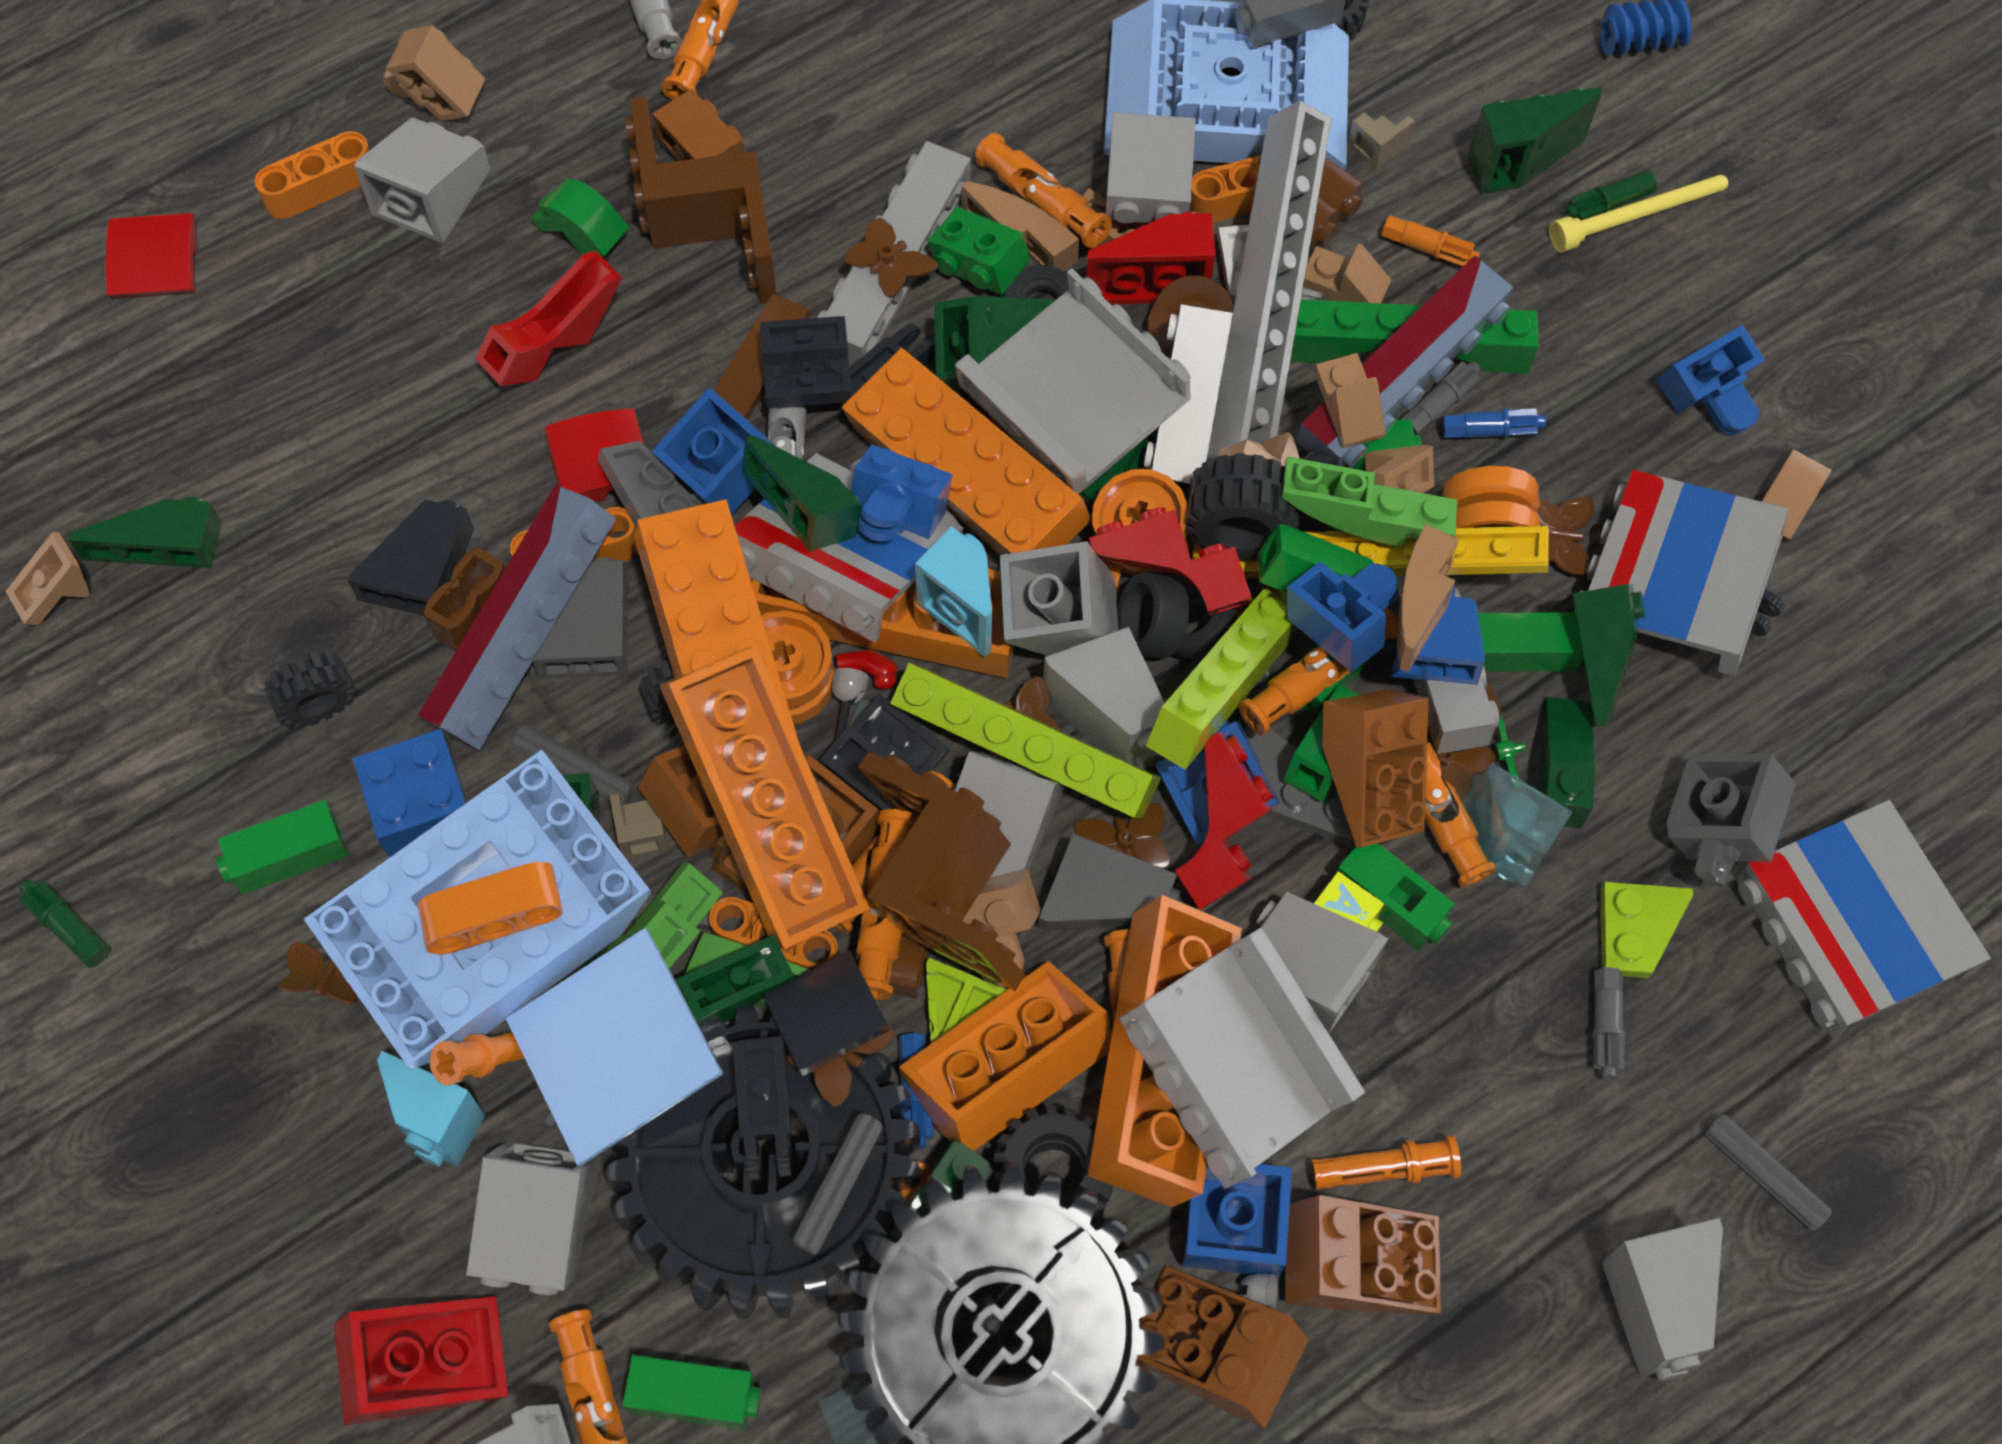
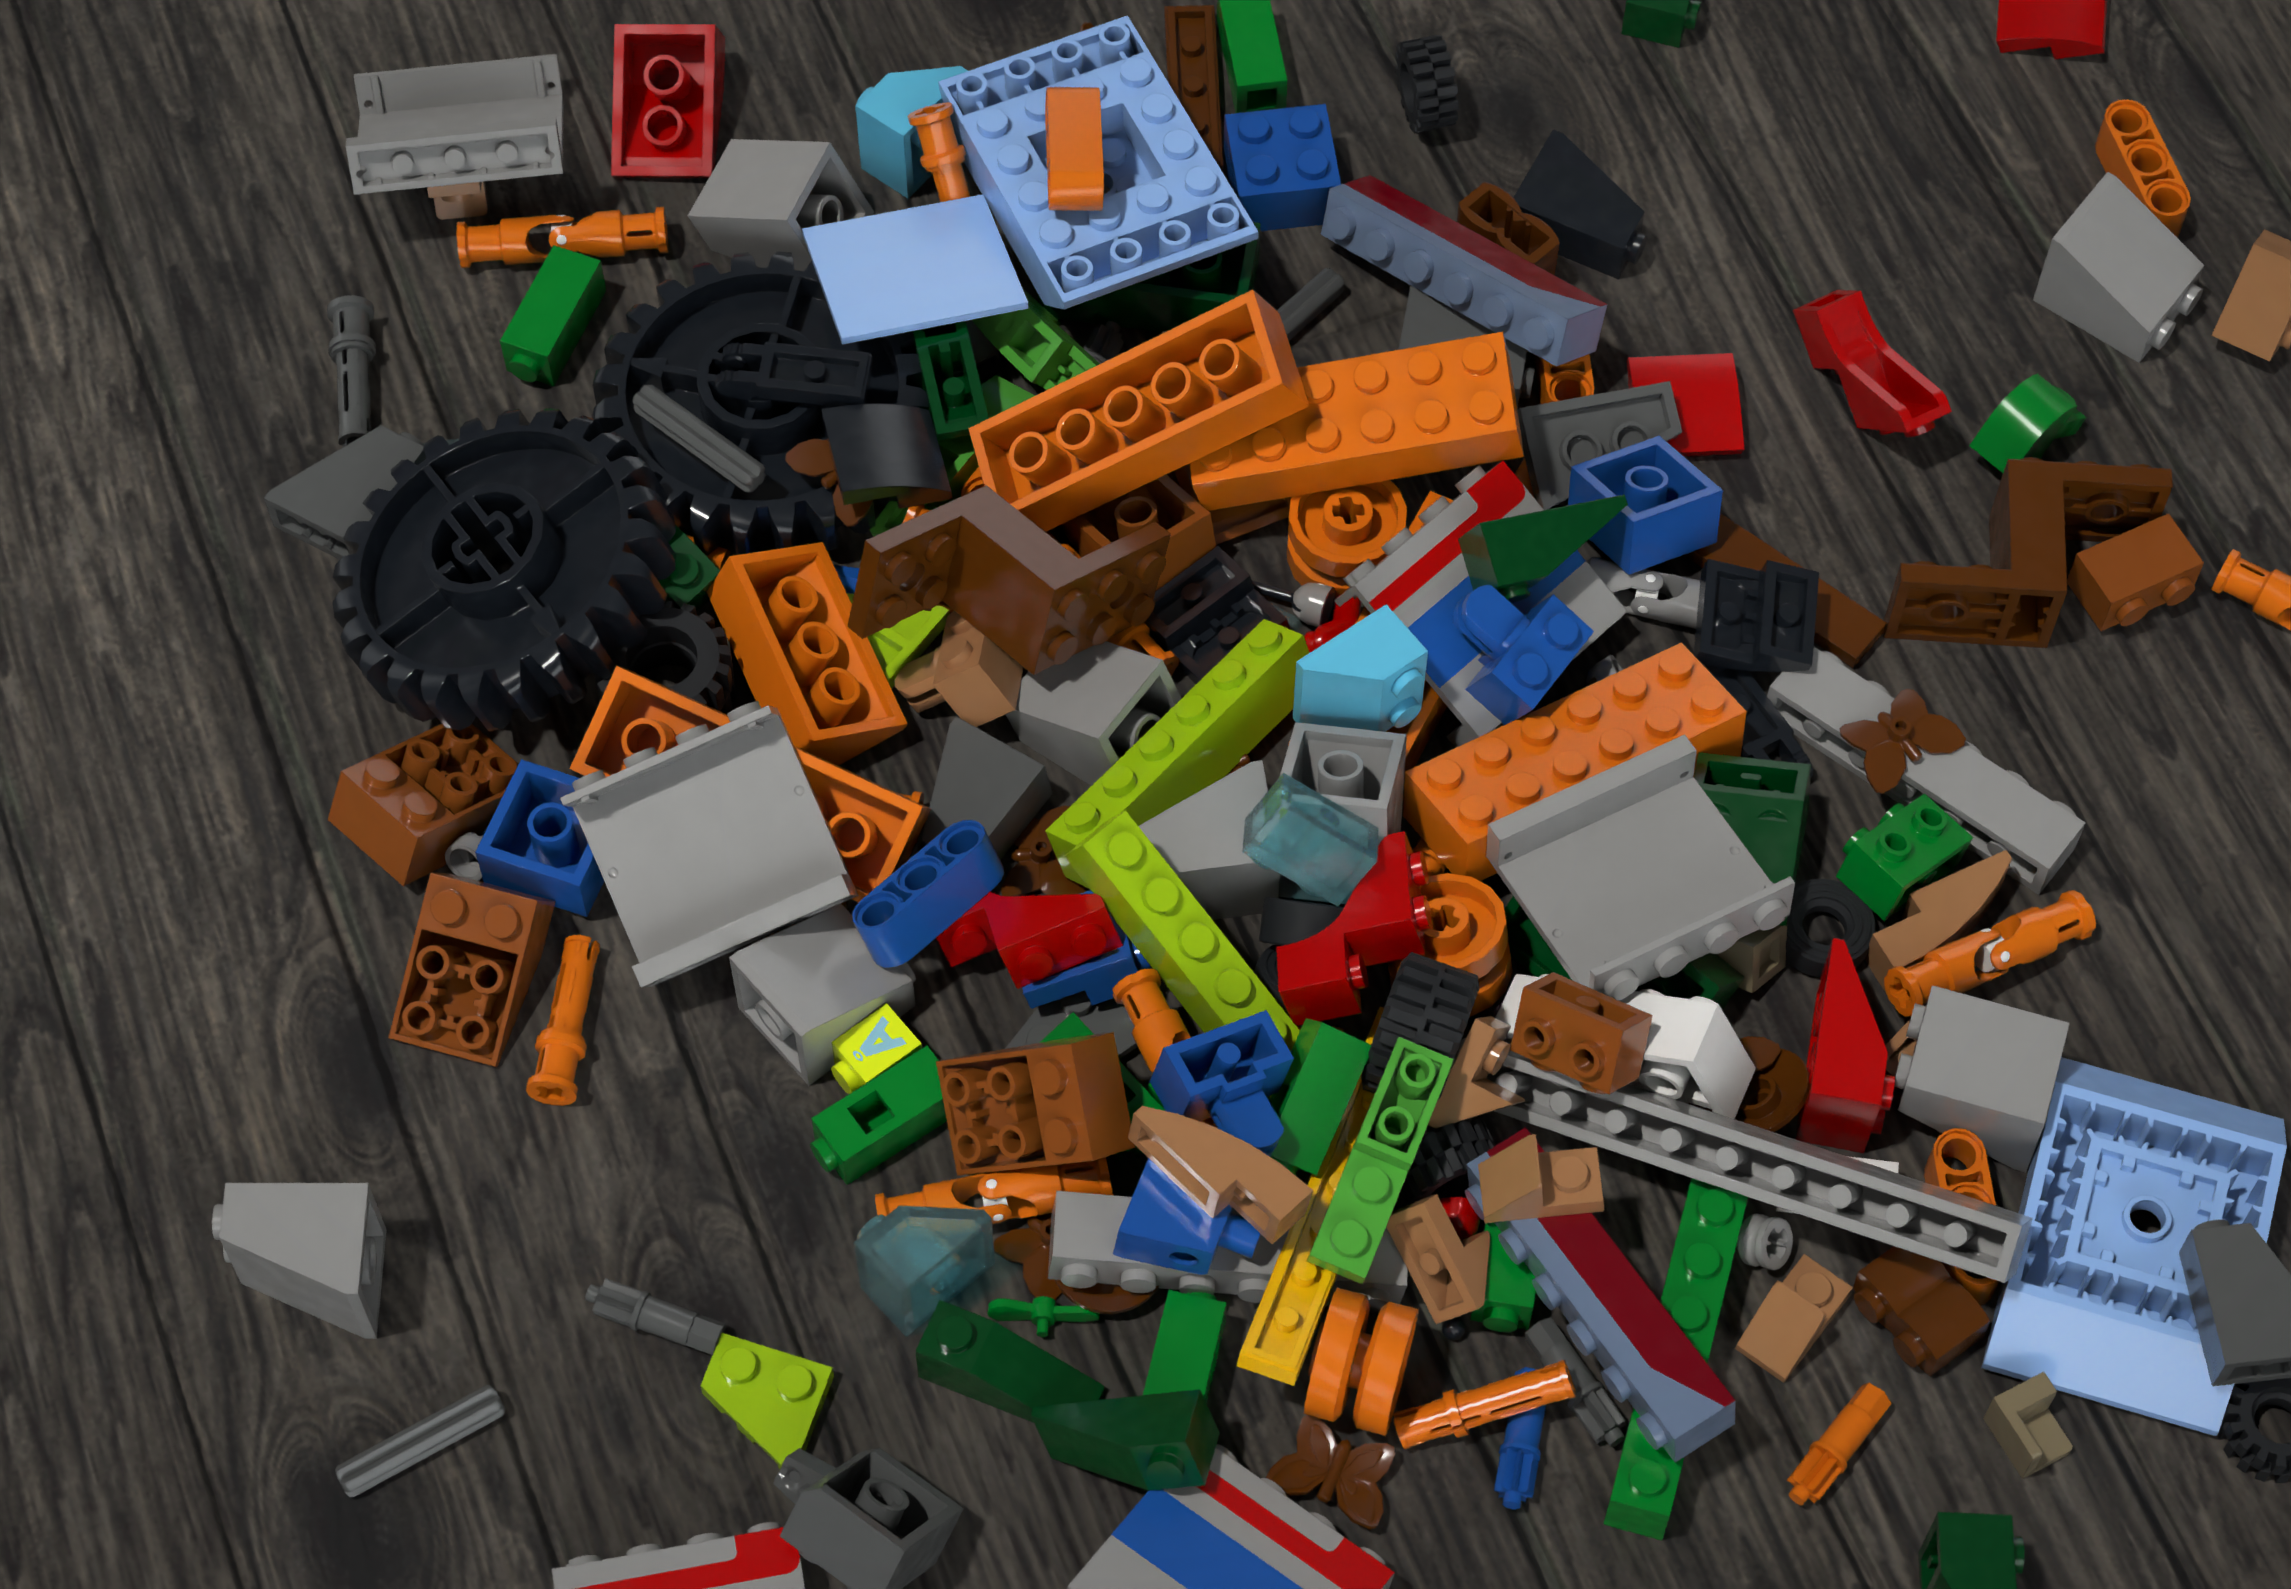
camera: 105 degrees right, 5 degrees down
(289, 901) = (1194, 69): none -> reddish brown tile
(1123, 594) = (1310, 840): none -> clear light blue brick
(1203, 876) = (928, 893): none -> blue beam
(1224, 392) = (1580, 1033): none -> dark orange brick
(1479, 425) = (1495, 1401): none -> orange pin

